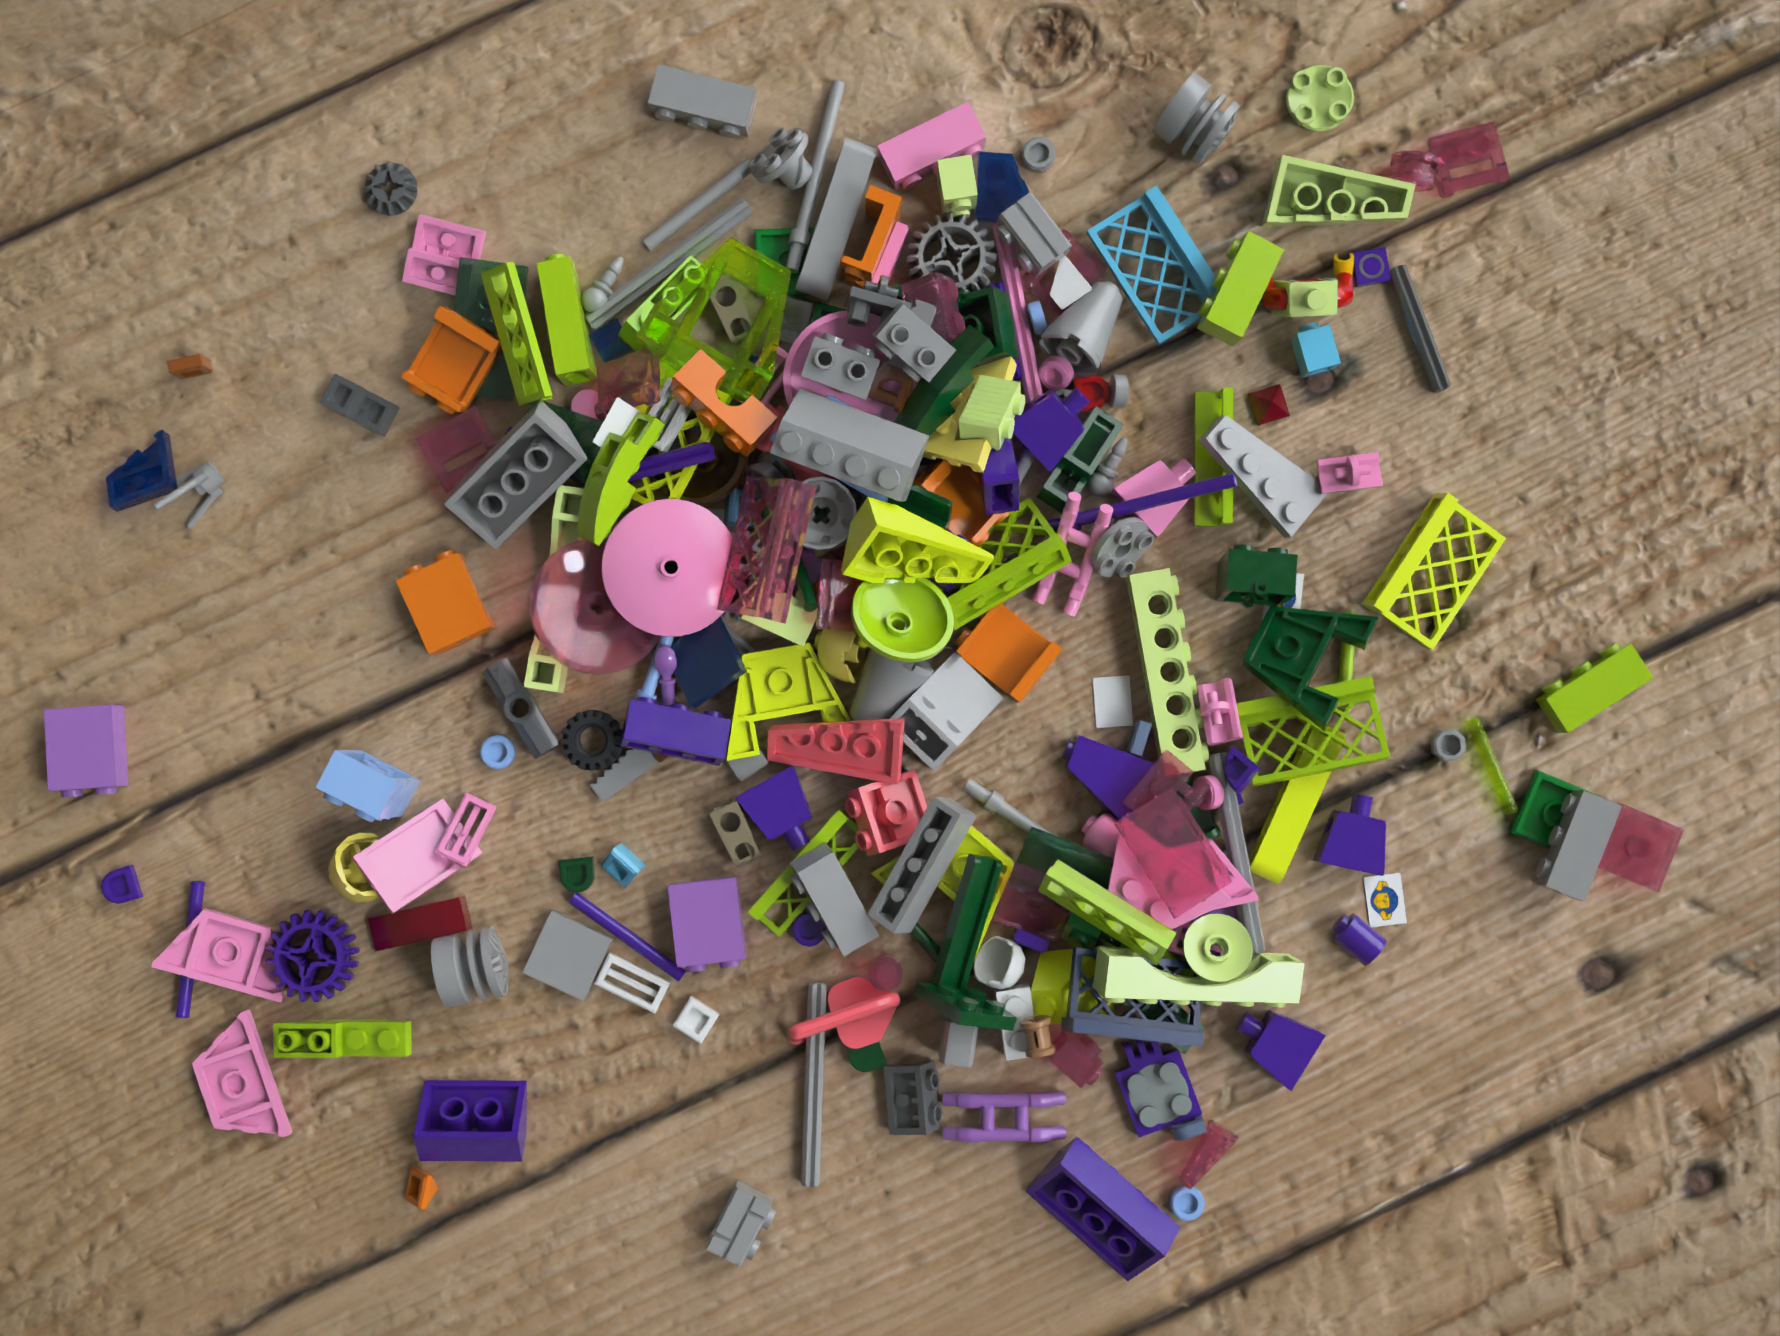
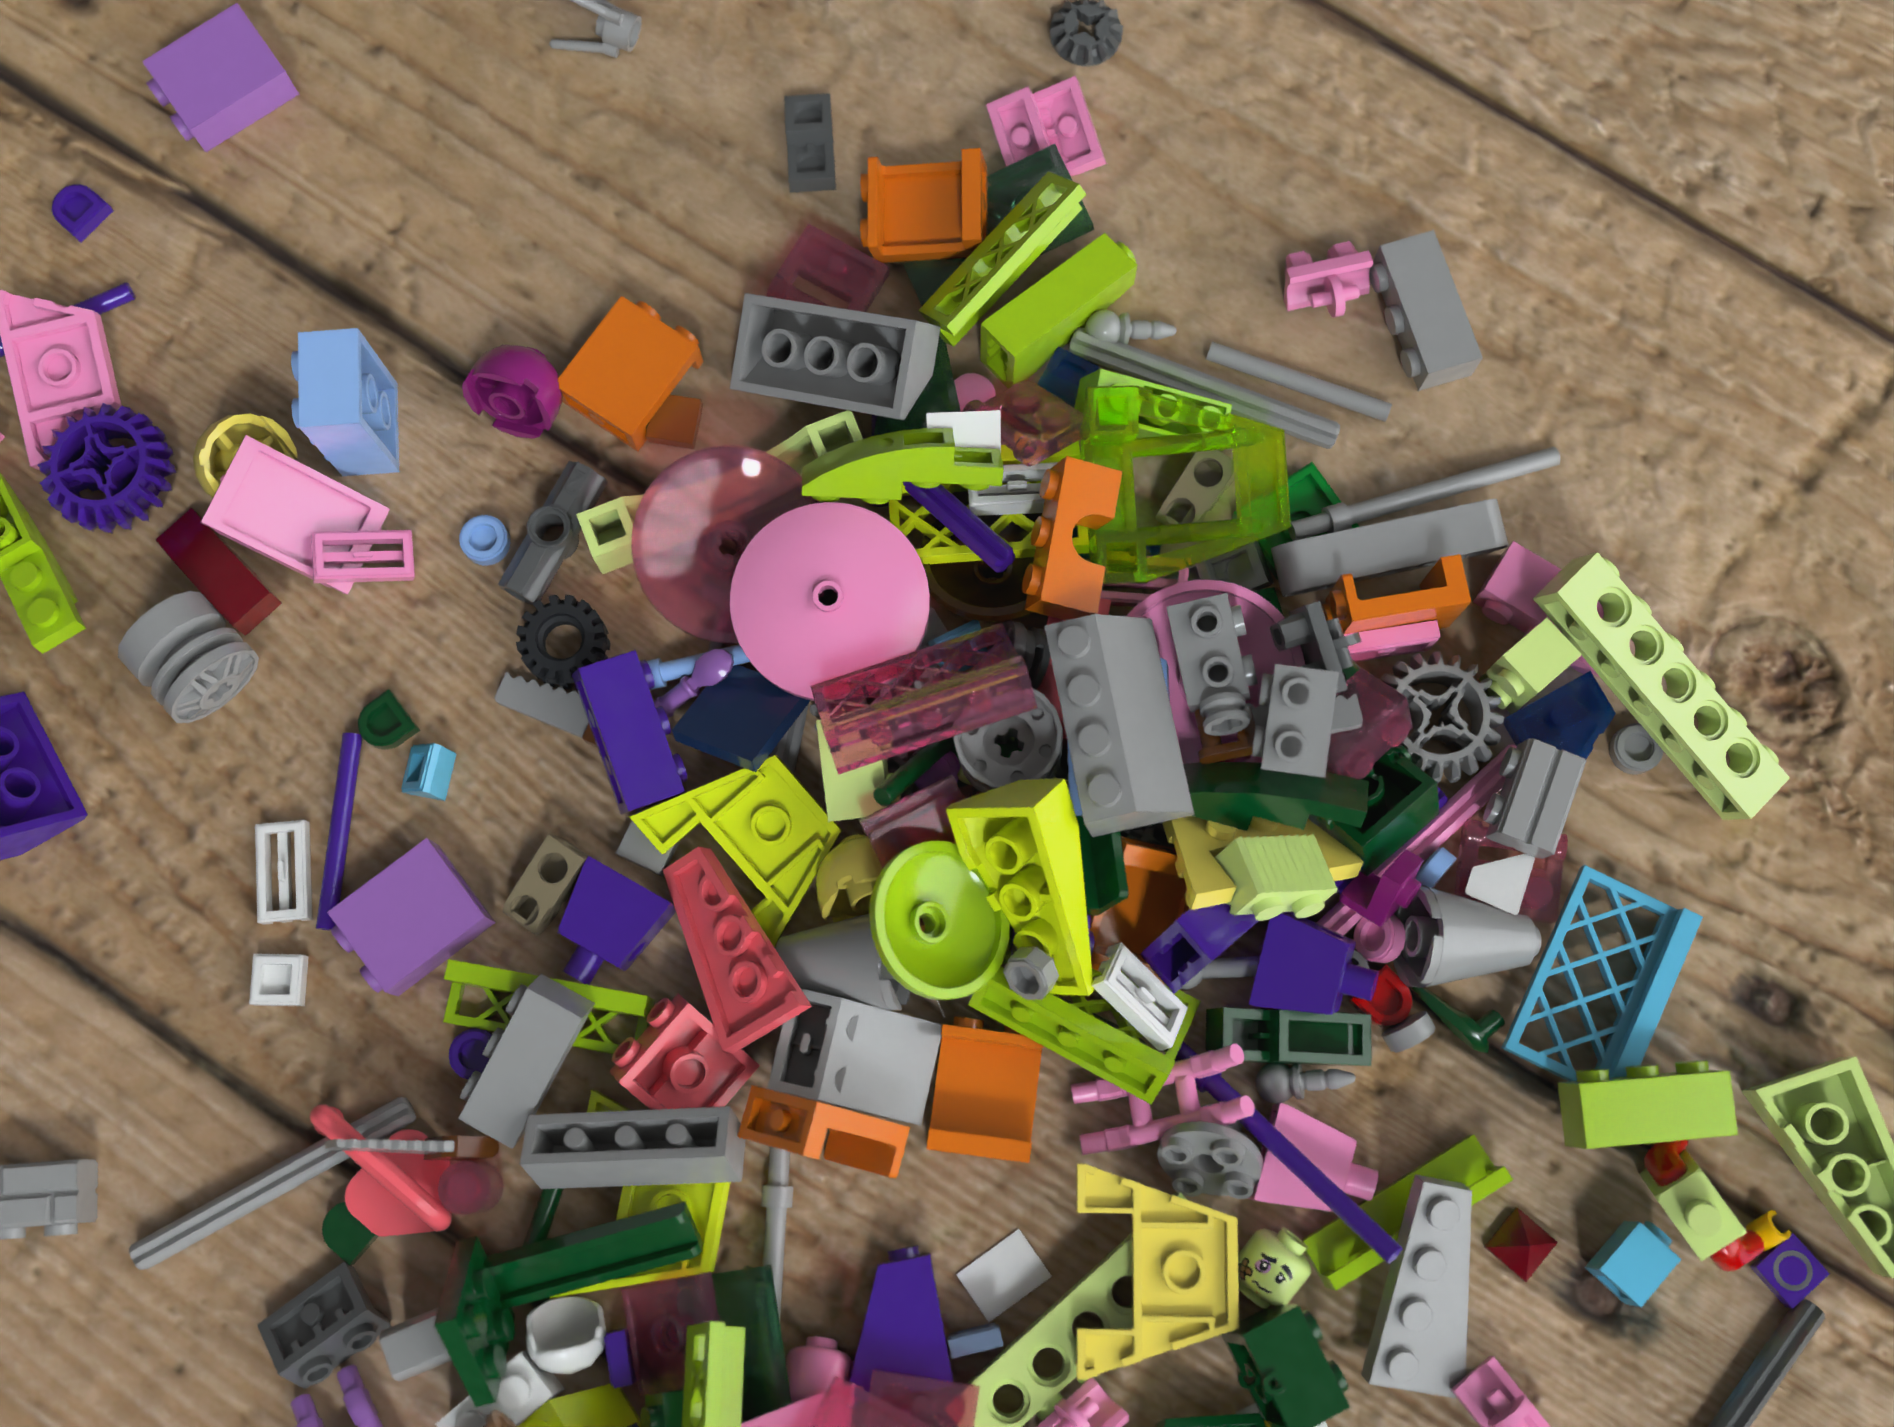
camera: 60 degrees right, 10 degrees down
(416, 678) = (516, 389): none -> magenta cylinder
(494, 594) = (676, 422): none -> dark orange tile
(568, 955) = (275, 772): light grey tile -> none
(649, 148) = (1327, 281): none -> bright pink hips
(783, 159) = (1419, 444): light grey plate -> none
(851, 980) = (435, 1148): none -> piece
(883, 382) = (1224, 713): none -> light grey bush
(938, 140) = (1636, 681): none -> yellowish green brick
(962, 583) = (1031, 973): none -> light grey tile
(977, 753) = (802, 1124): none -> orange panel
(1013, 534) = (1137, 1003): none -> white tile
(1035, 360) = (1380, 897): none -> magenta bracket
(1133, 358) = (1464, 1027): none -> dark green bar
(1171, 602) = (1179, 1273): none -> light yellow wing
(1196, 118) = (1822, 916): light grey wheel -> none
(1198, 550) = (1272, 1267): none -> yellowish green head

